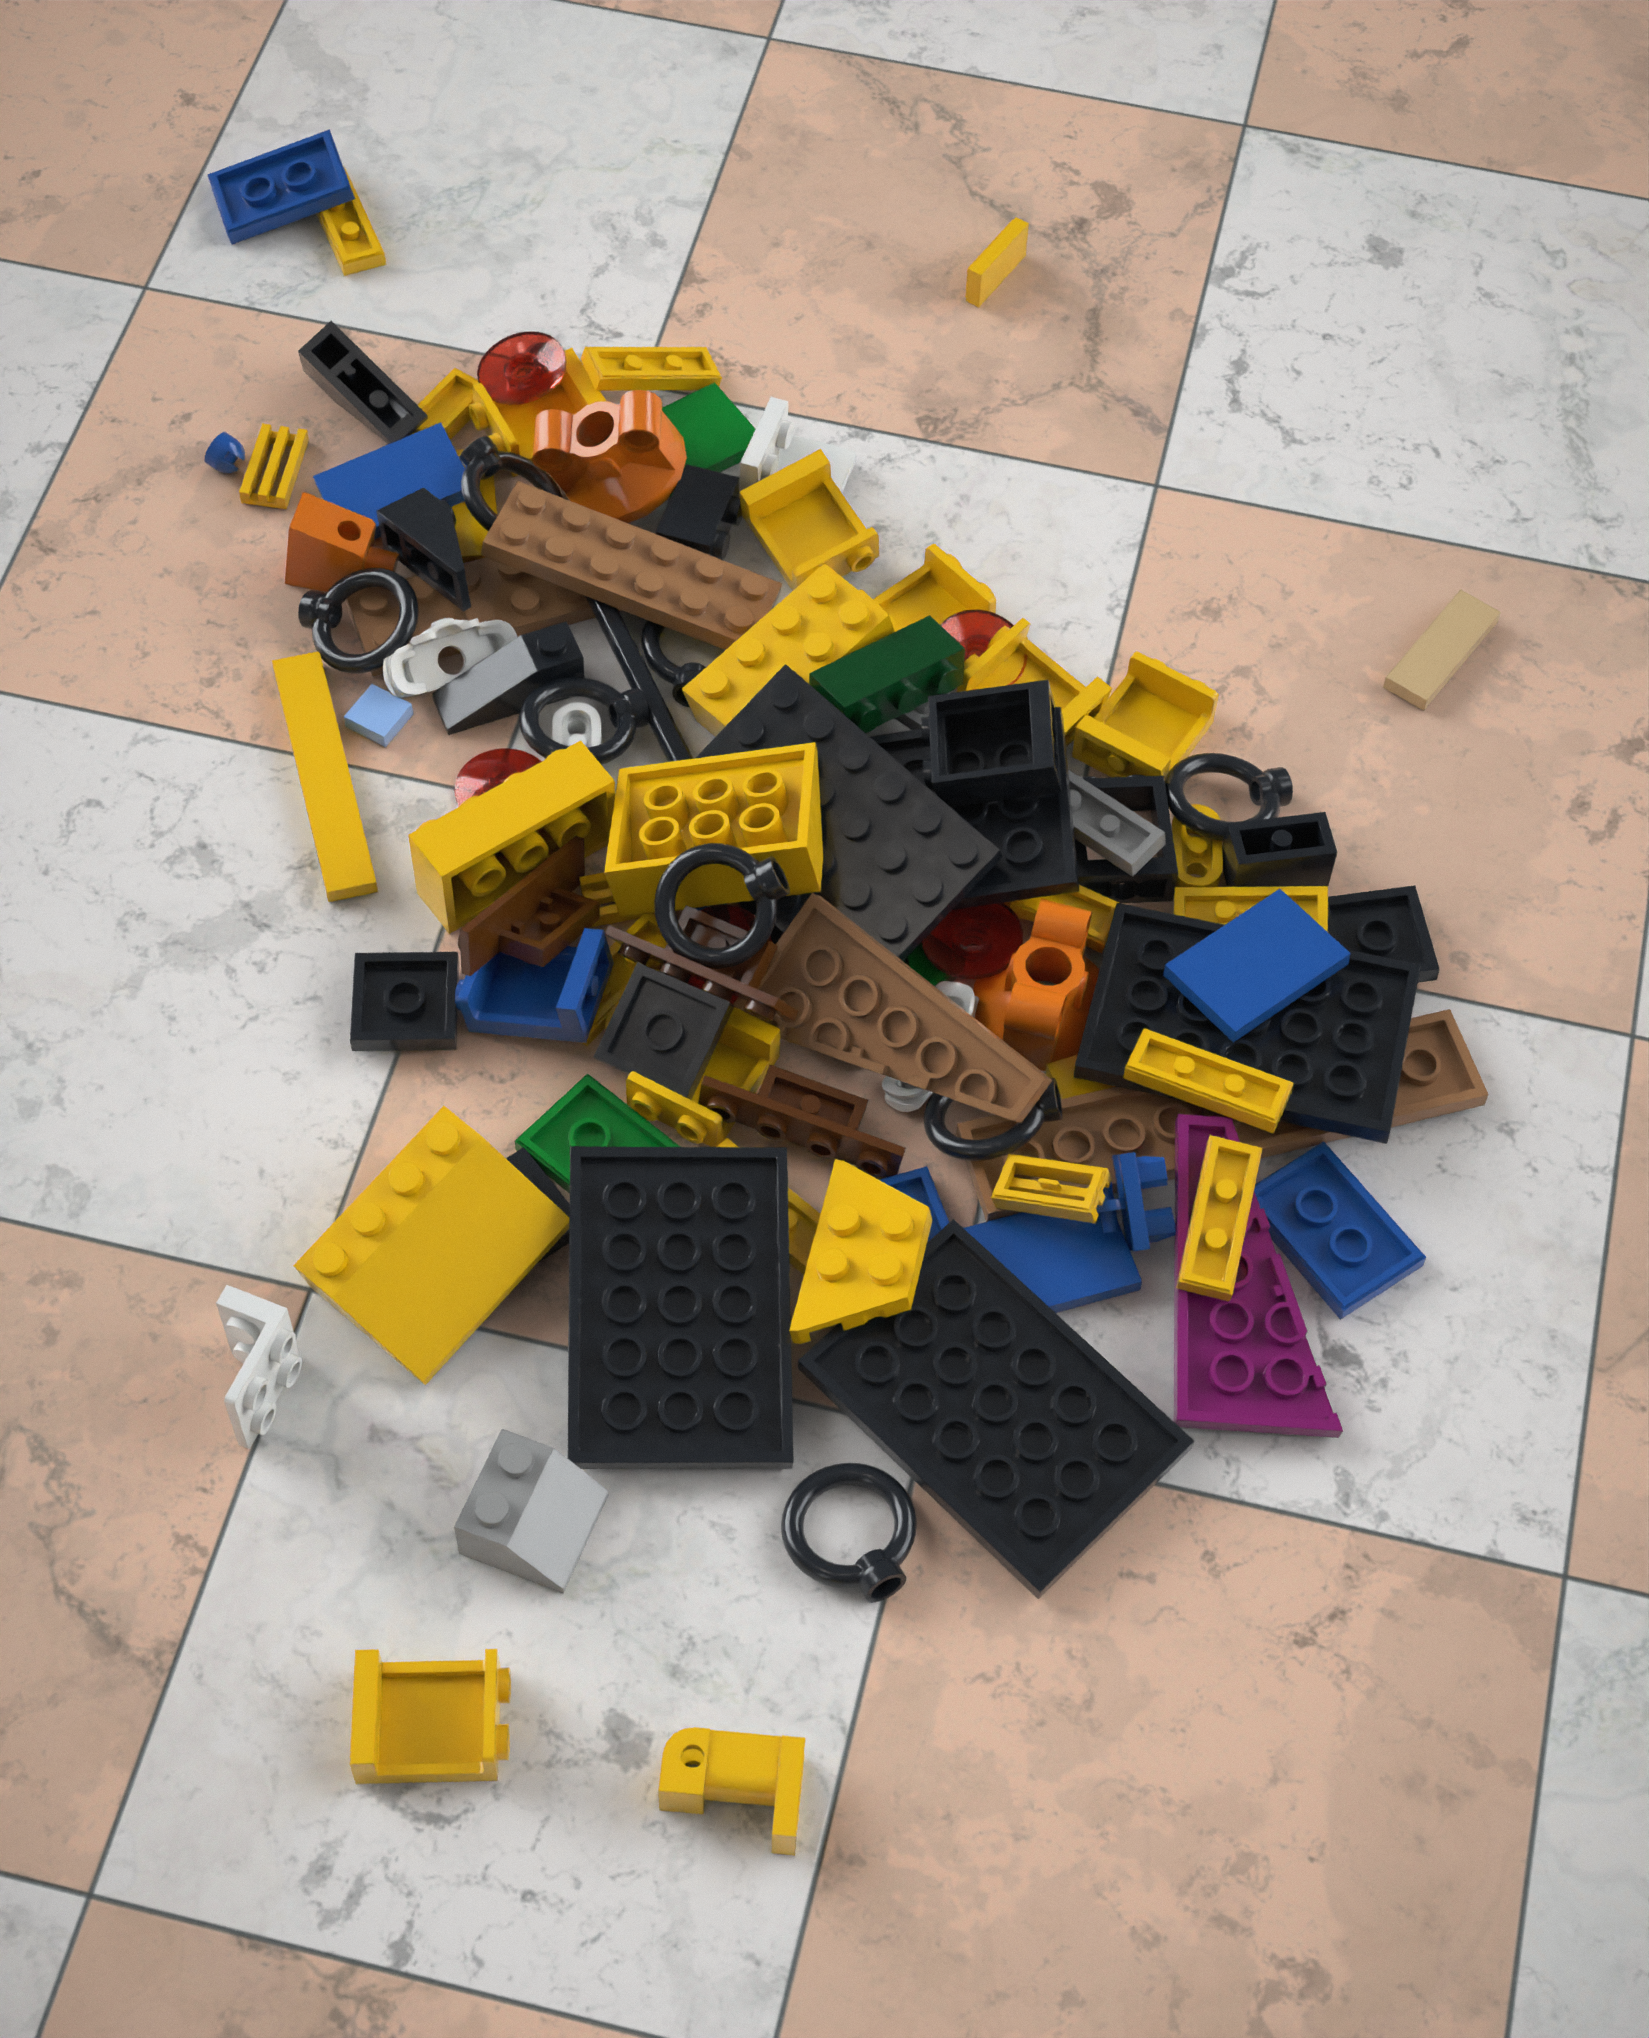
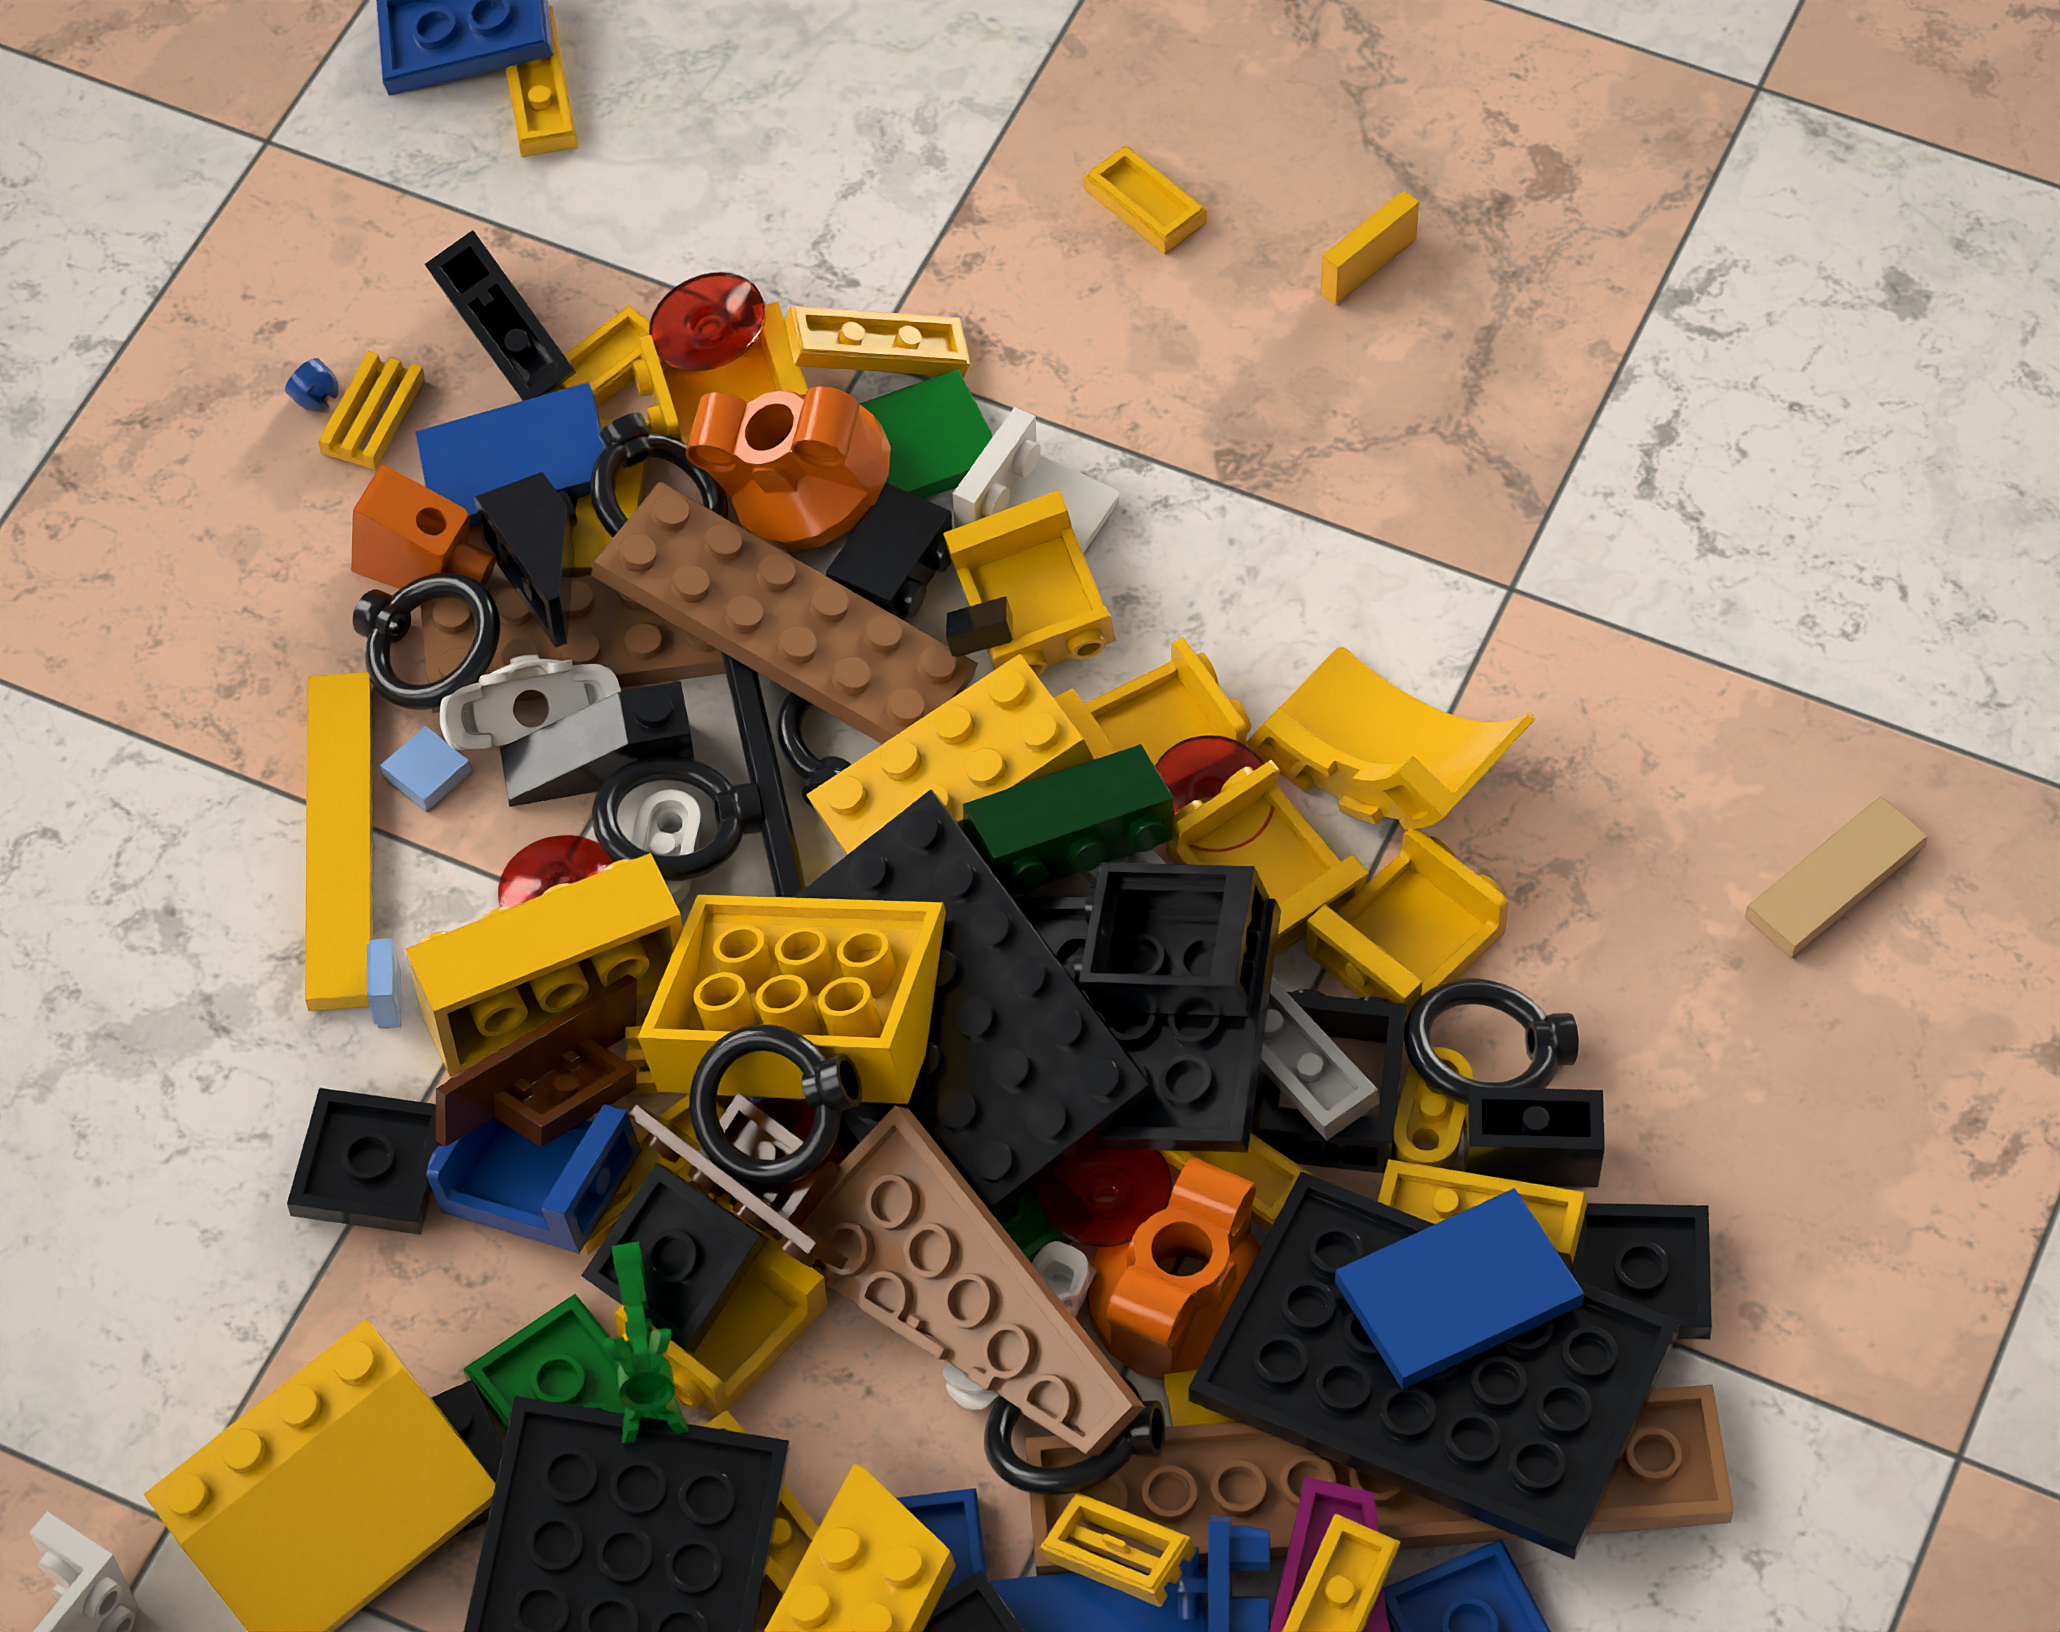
camera: 15 degrees right, 0 degrees up
(386, 871) = (384, 983): none -> light blue tile
(673, 1112) = (646, 1376): none -> green piece
(780, 555) = (979, 627): none -> black tile
(806, 1115) = (836, 1393): reddish brown bracket -> none
(821, 250) = (1145, 199): none -> yellow tile
(1094, 605) = (1379, 745): none -> yellow panel
(1208, 1080) = (1354, 1438): yellow tile -> none

